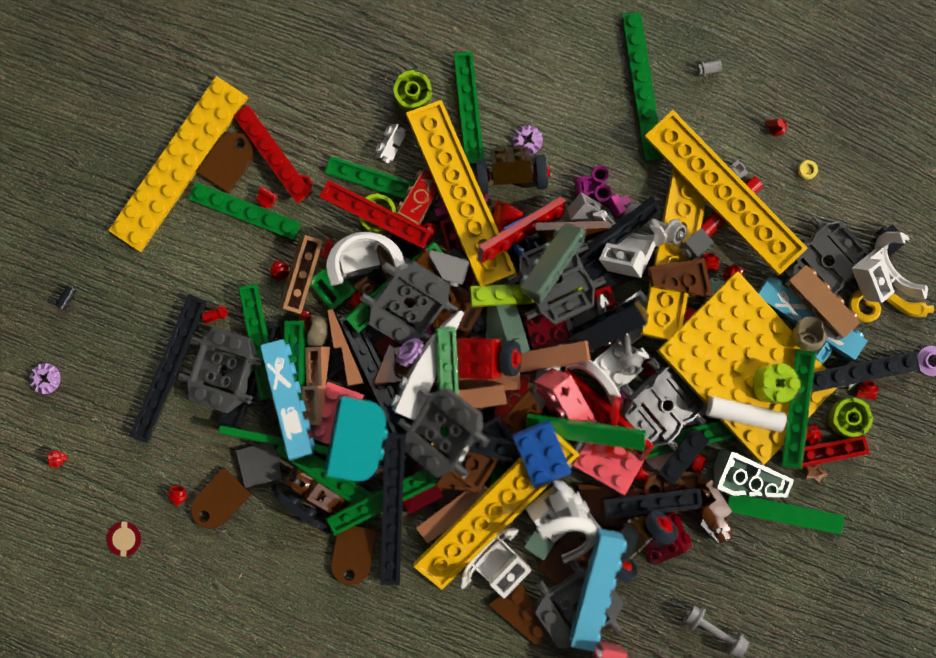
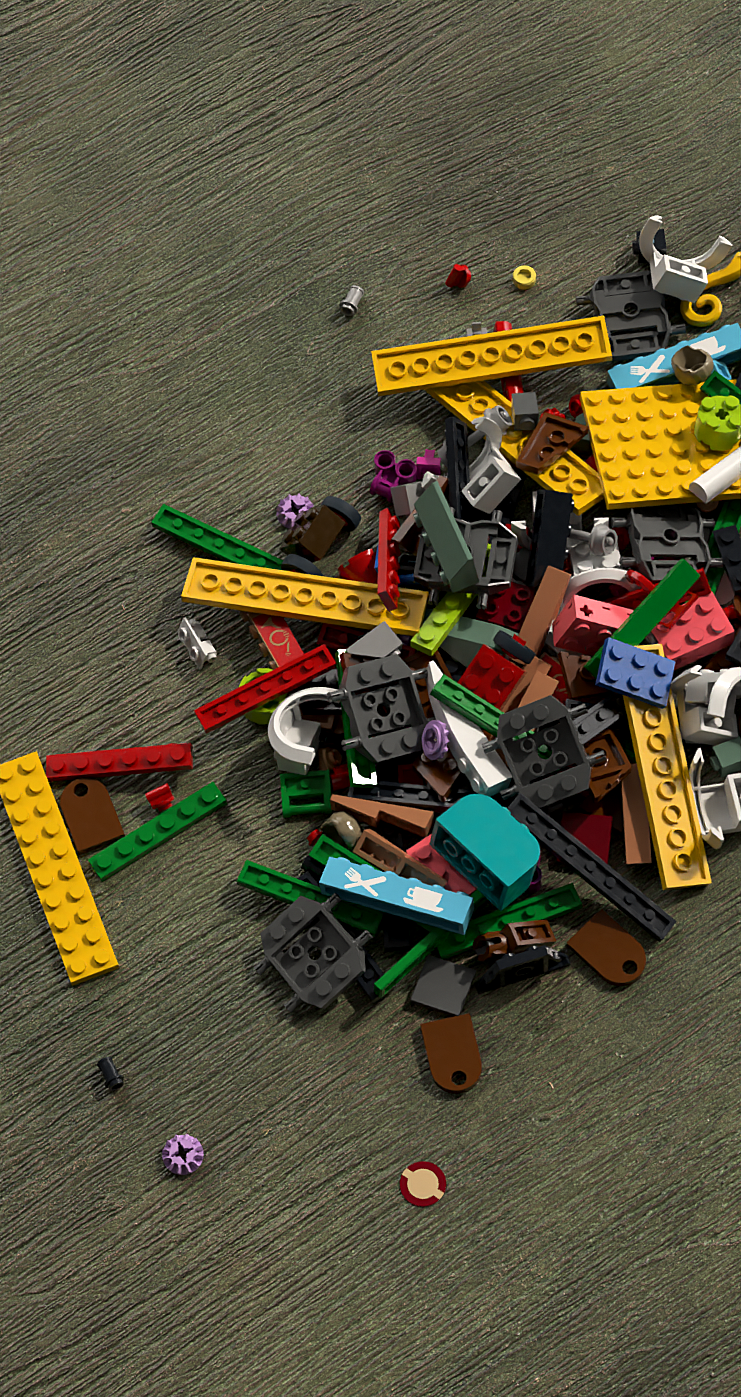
camera: 55 degrees left, 20 degrees down
(56, 458) = (280, 1197): red plate -> none
(168, 369) = (270, 1014): black plate -> none
(177, 495) = (416, 1092): red plate -> none
(215, 314) = (246, 928): red pin -> none
(279, 270) = (247, 834): red plate -> none
(300, 274) = (270, 812): medium nougat brick -> none
(327, 248) = (265, 774): red plate -> none
(368, 178) = (219, 684): green tile -> none
(373, 504) = (571, 885): green tile -> none
(419, 83) = (160, 584): lime brick -> none
(441, 212) = (308, 633): dark pink tile -> none
(641, 81) = (321, 372): green plate -> none
(822, 302) = (668, 335): medium nougat brick -> none

